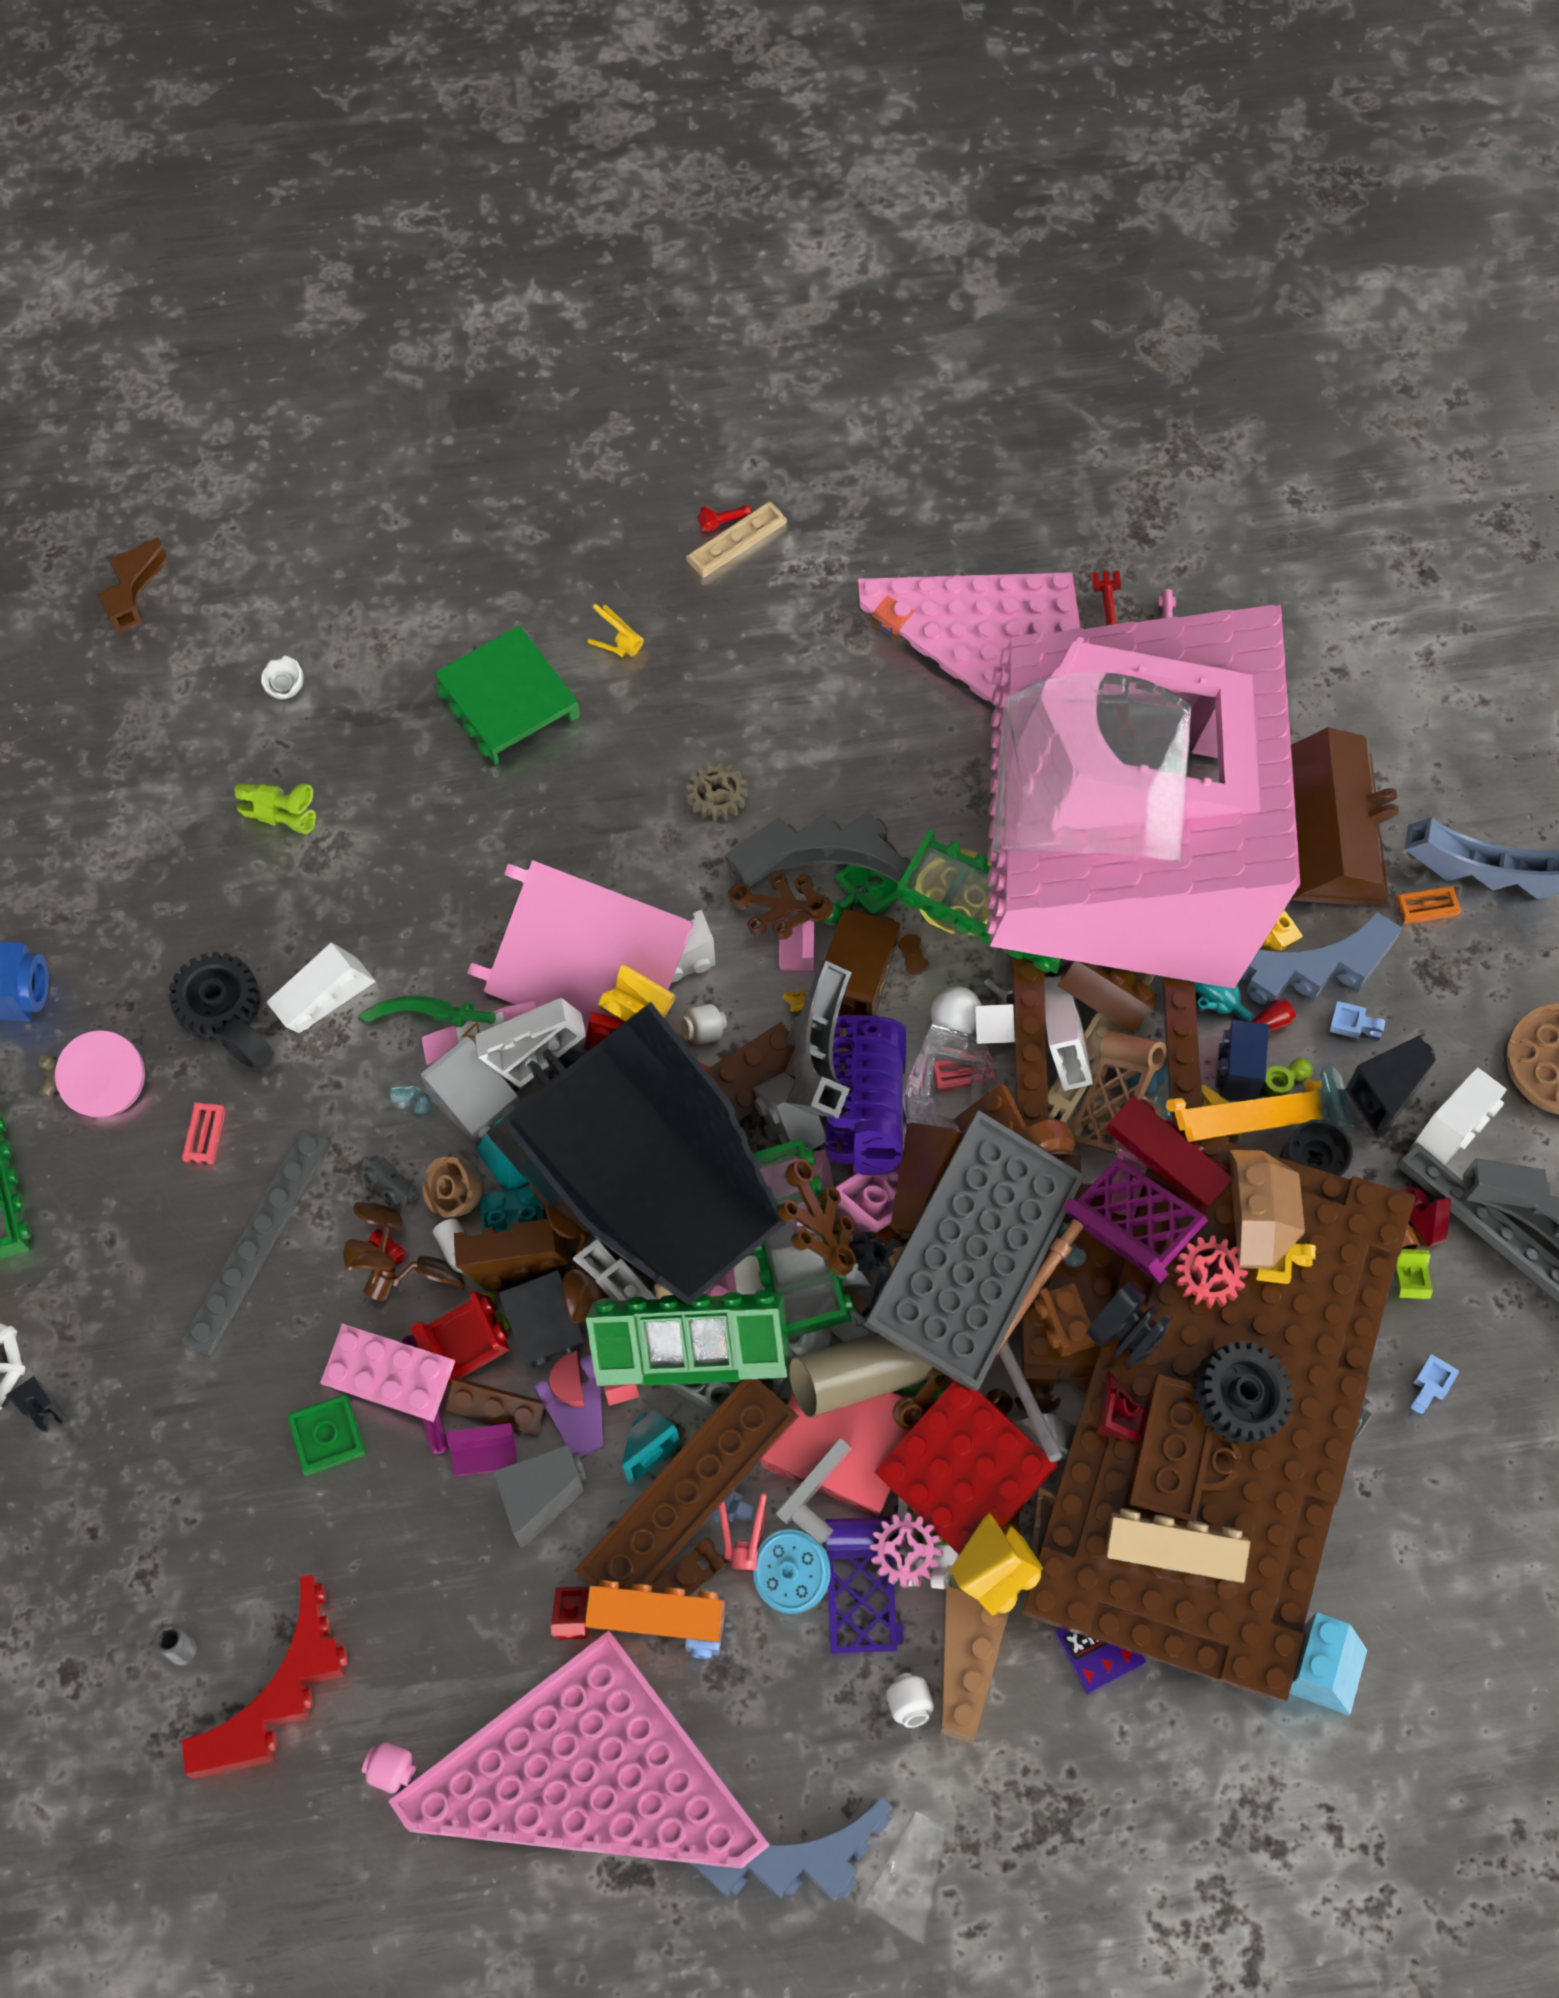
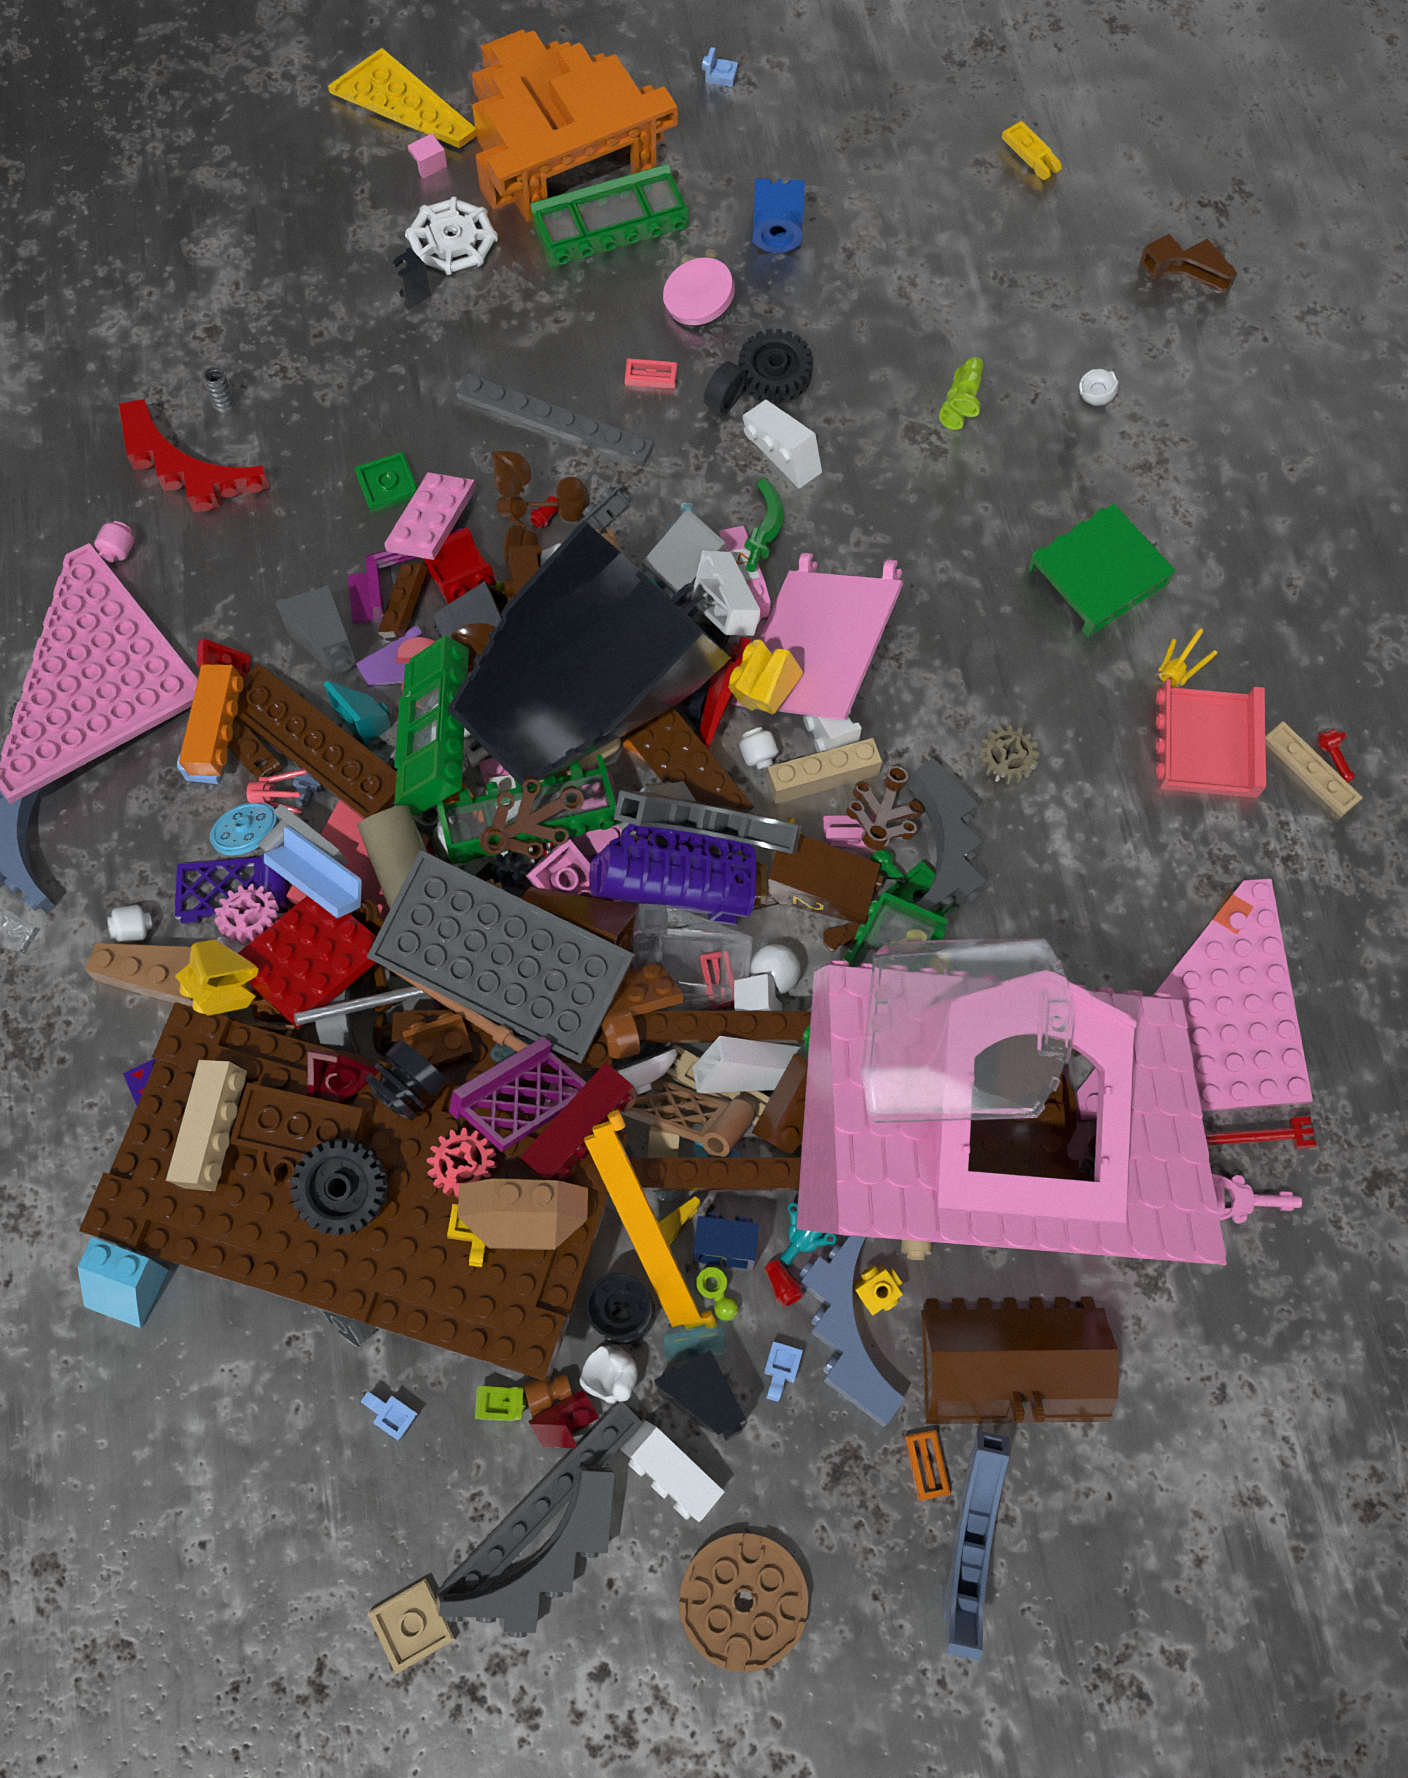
camera: 85 degrees right, 5 degrees up
(704, 615) = (1211, 741): none -> coral panel
(733, 963) = (823, 771): none -> tan brick
(864, 1468) = (315, 874): none -> light blue panel
(1084, 1130) = (646, 1070): none -> white dish
(1378, 1164) = (609, 1374): none -> white hair

